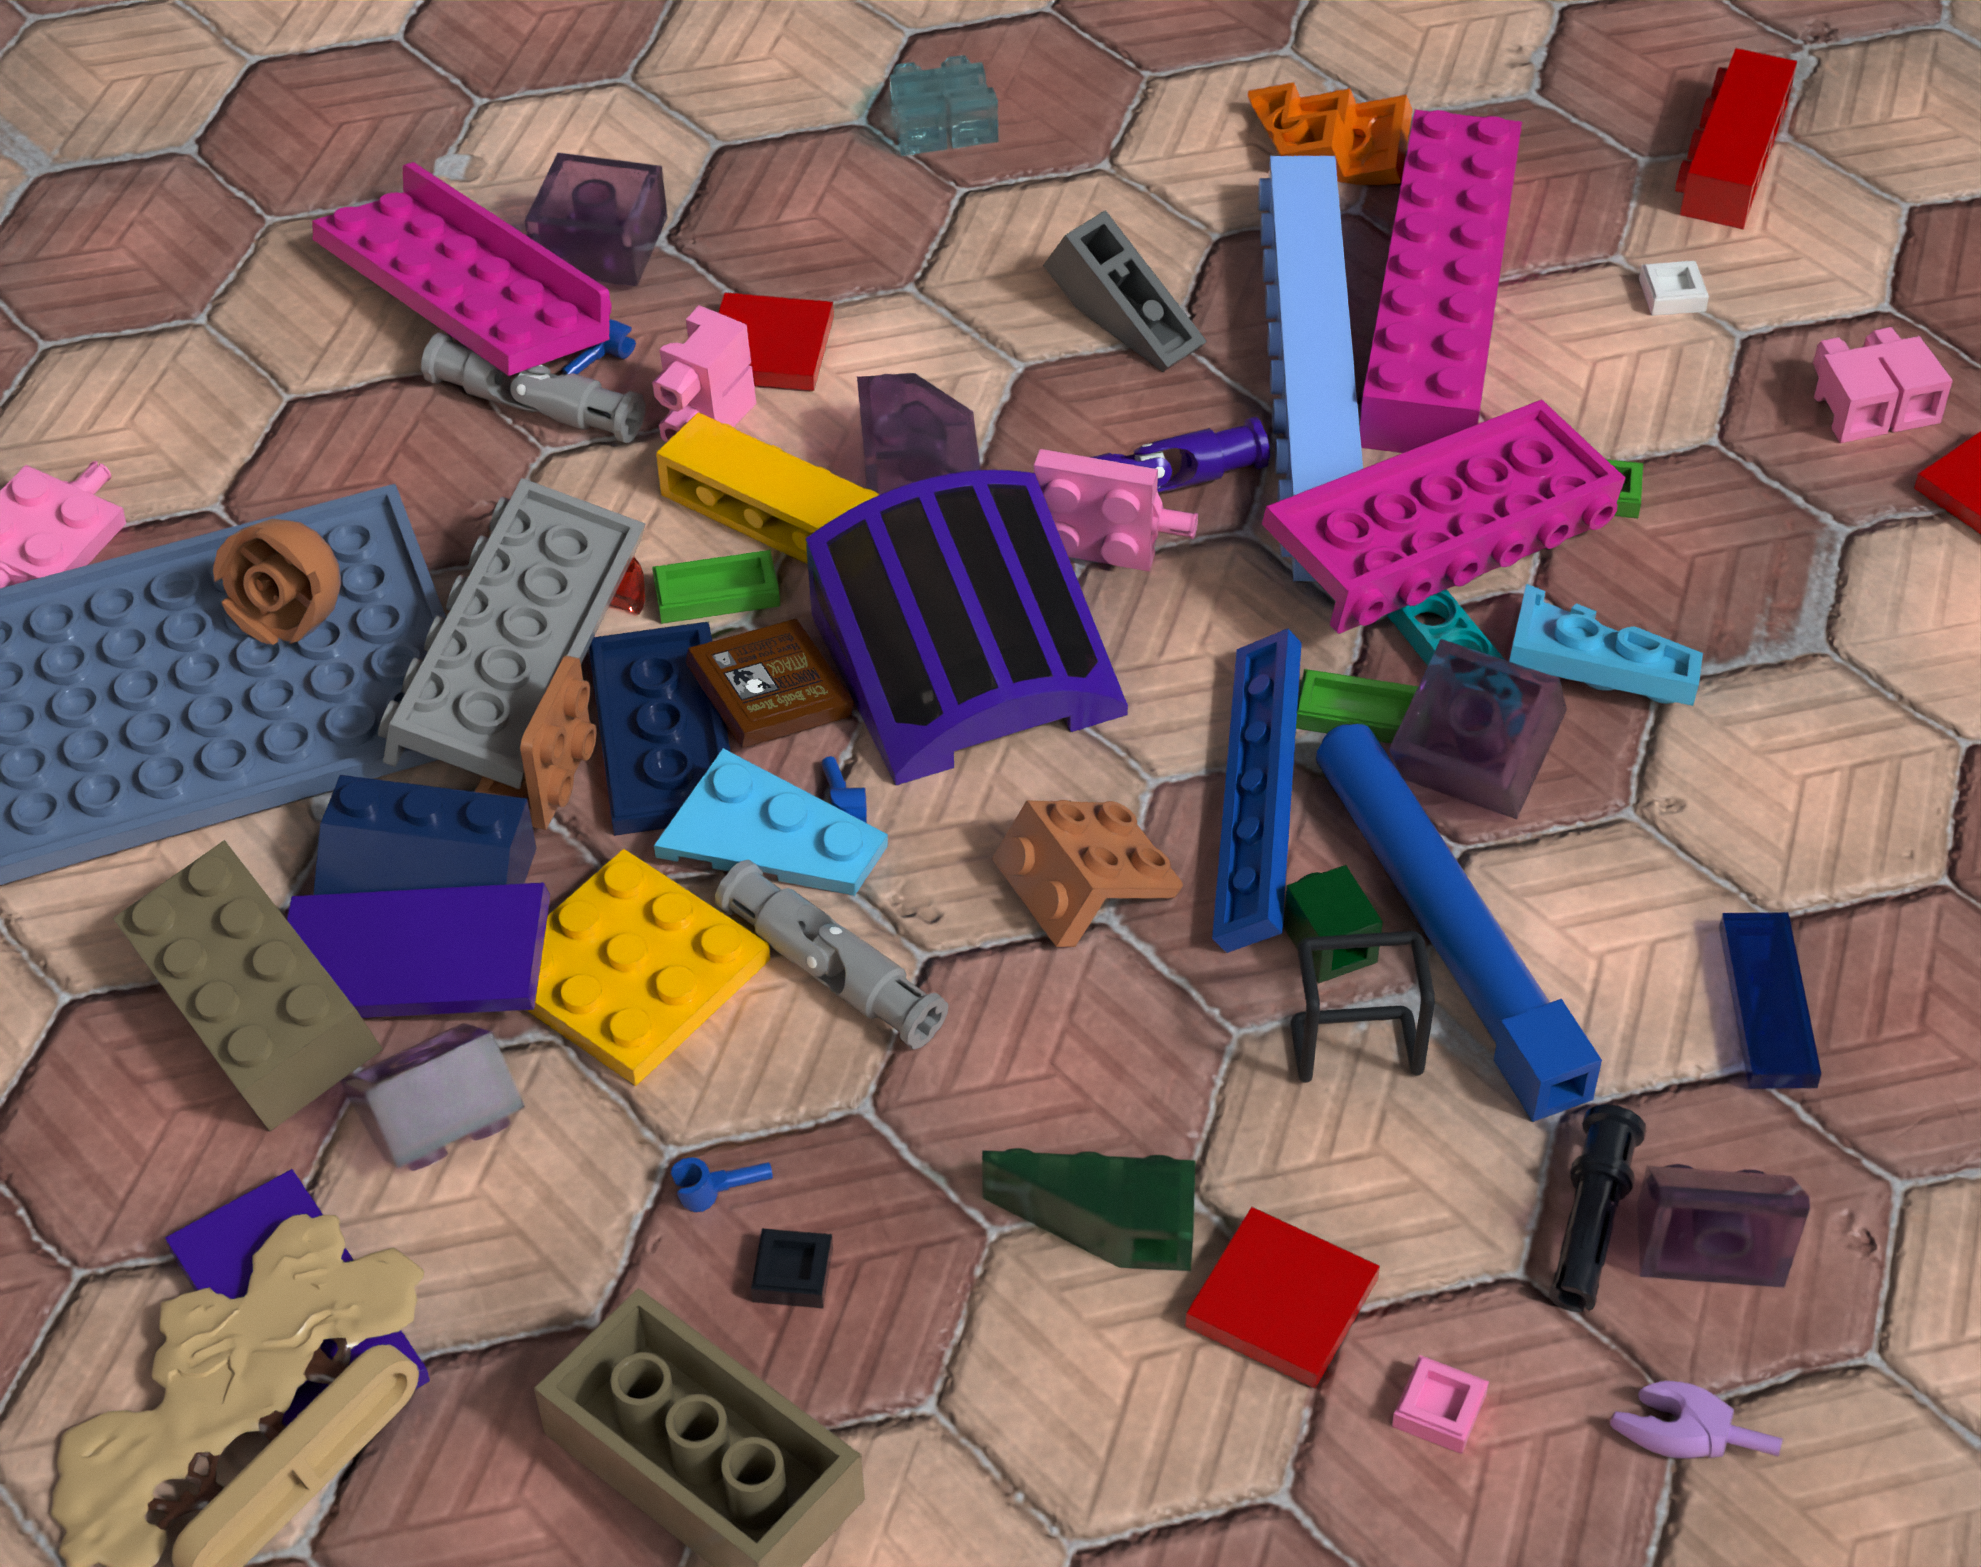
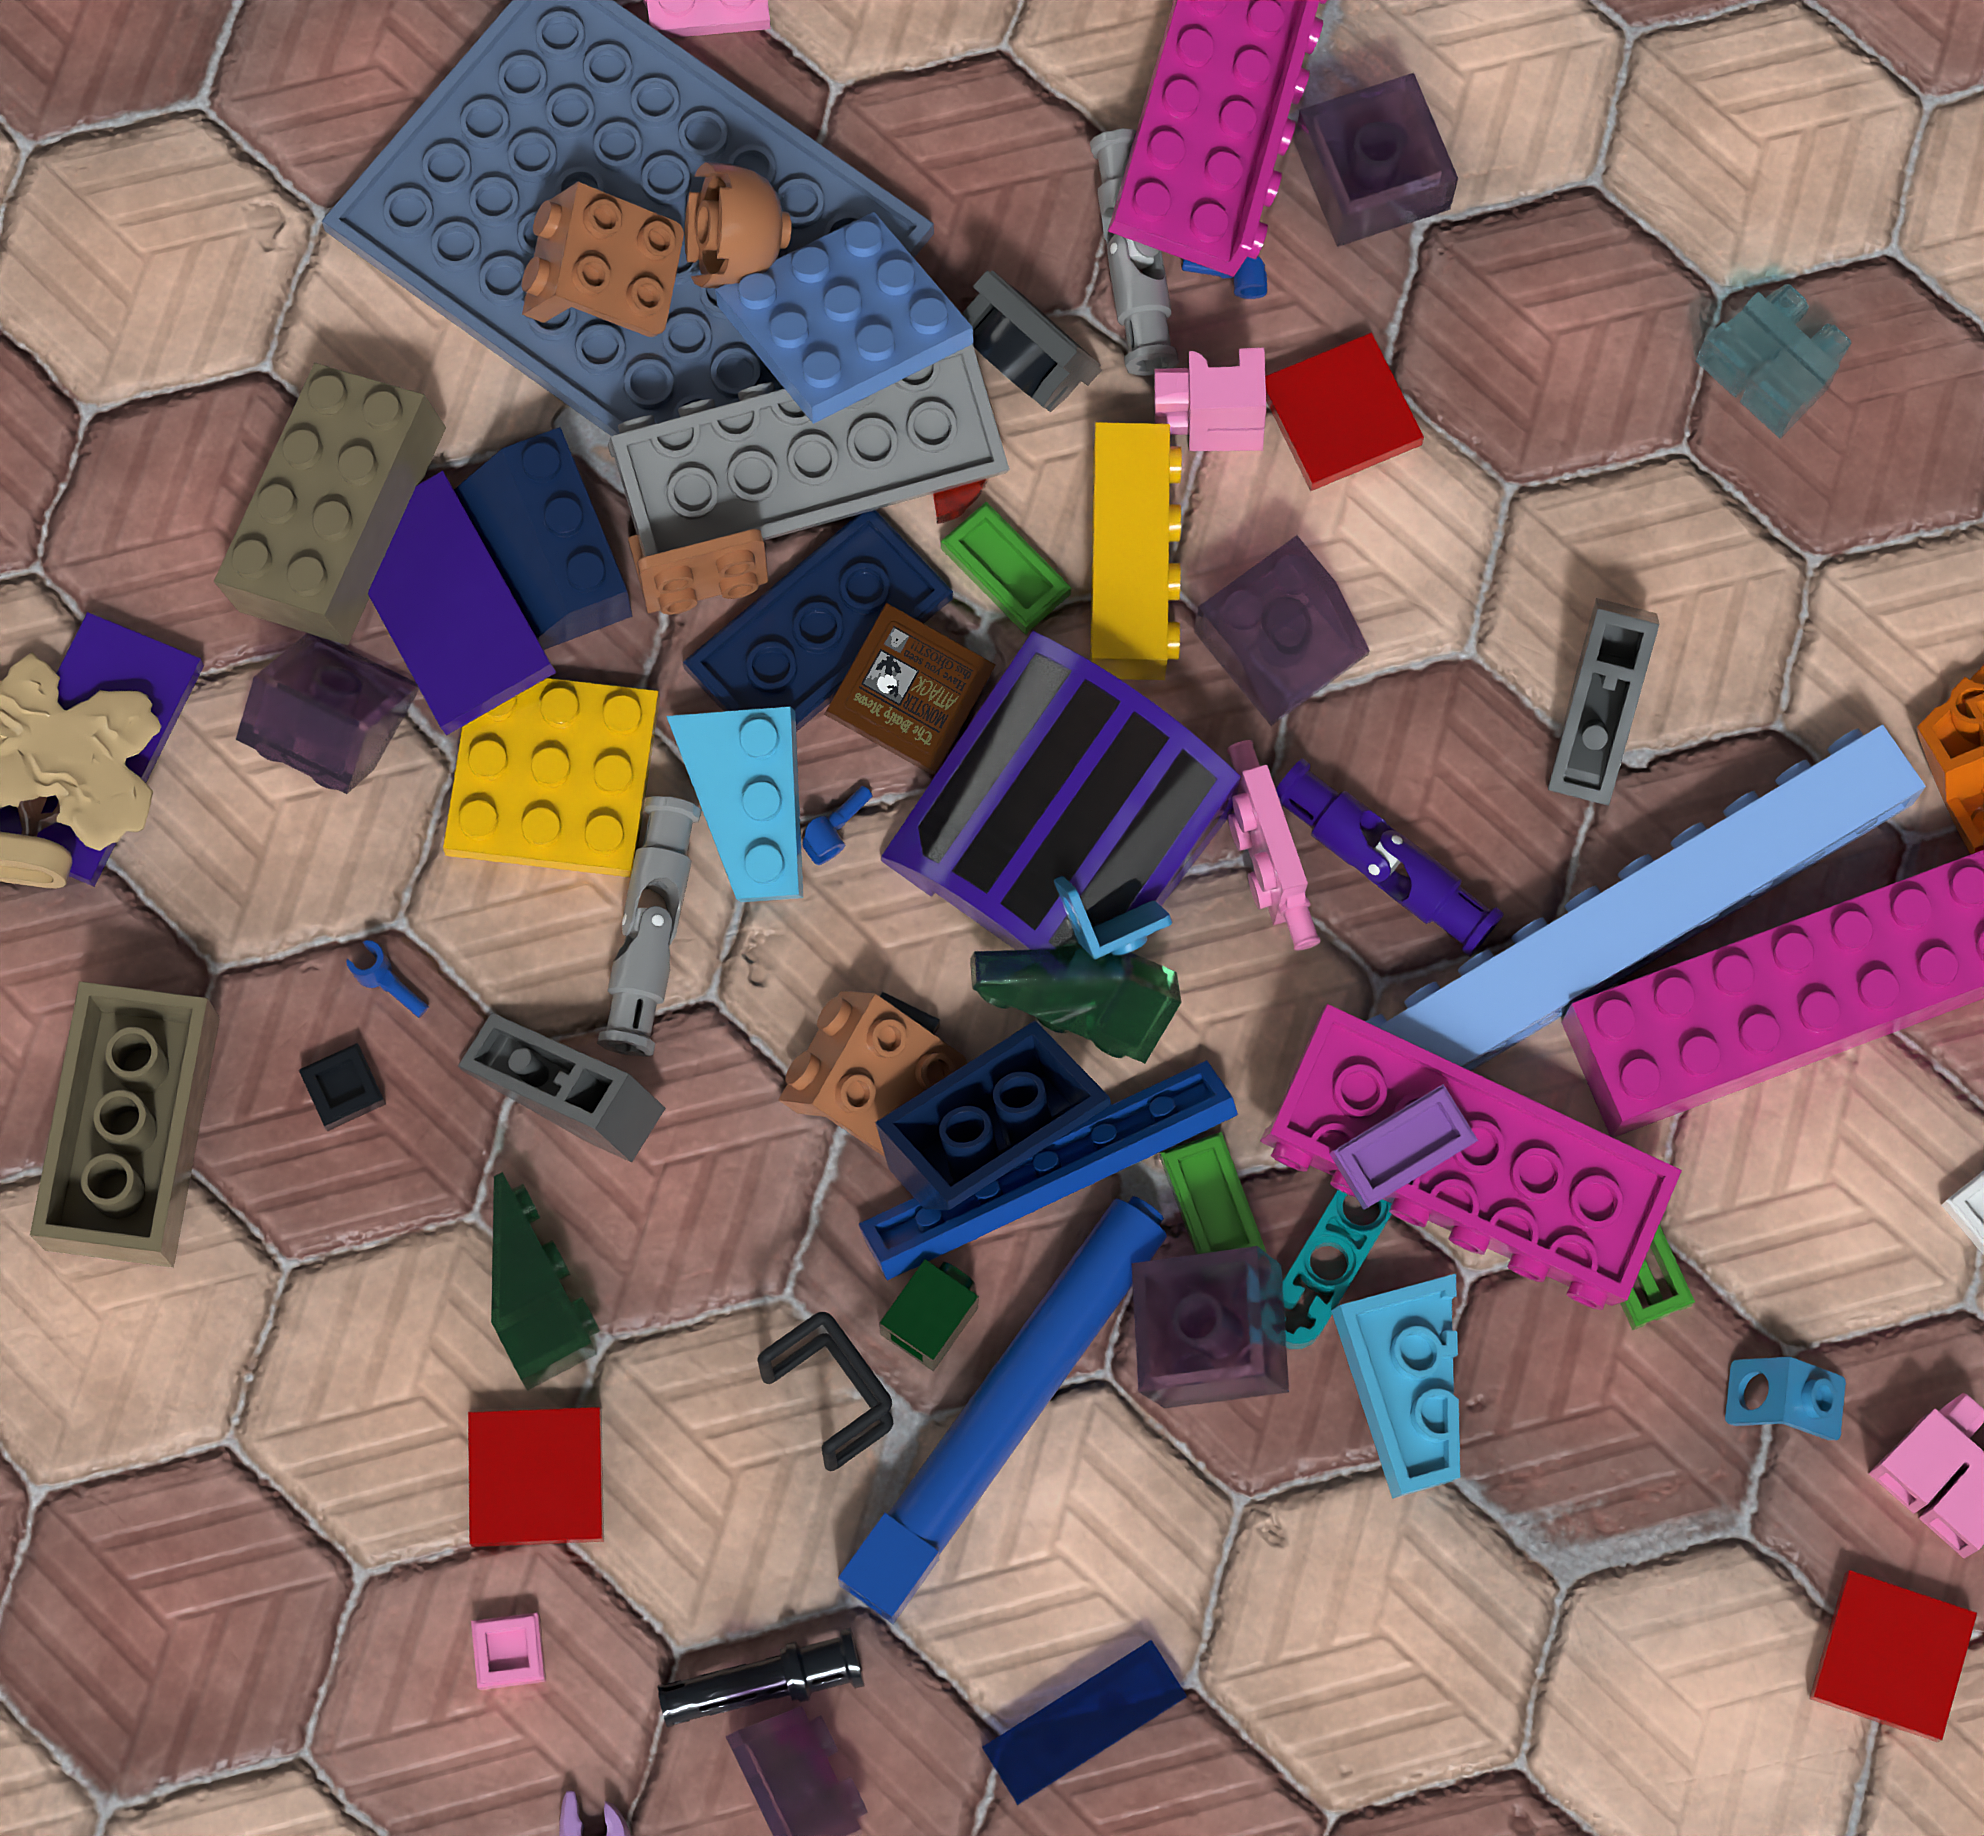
camera: 55 degrees right, 25 degrees up
(206, 680) = (602, 260): none -> nougat bracket
(428, 544) = (844, 317): none -> medium blue plate
(554, 449) = (1026, 343): none -> dark grey piece
(928, 1083) = (564, 1086): none -> dark grey slope
(1098, 615) = (1116, 935): none -> dark azure bracket
(1130, 667) = (1111, 1000): none -> clear green slope
(1202, 779) = (987, 1118): none -> dark blue slope
(1418, 521) = (1403, 1147): none -> medium lavender tile
(1764, 434) = (1796, 1397): none -> dark azure bracket

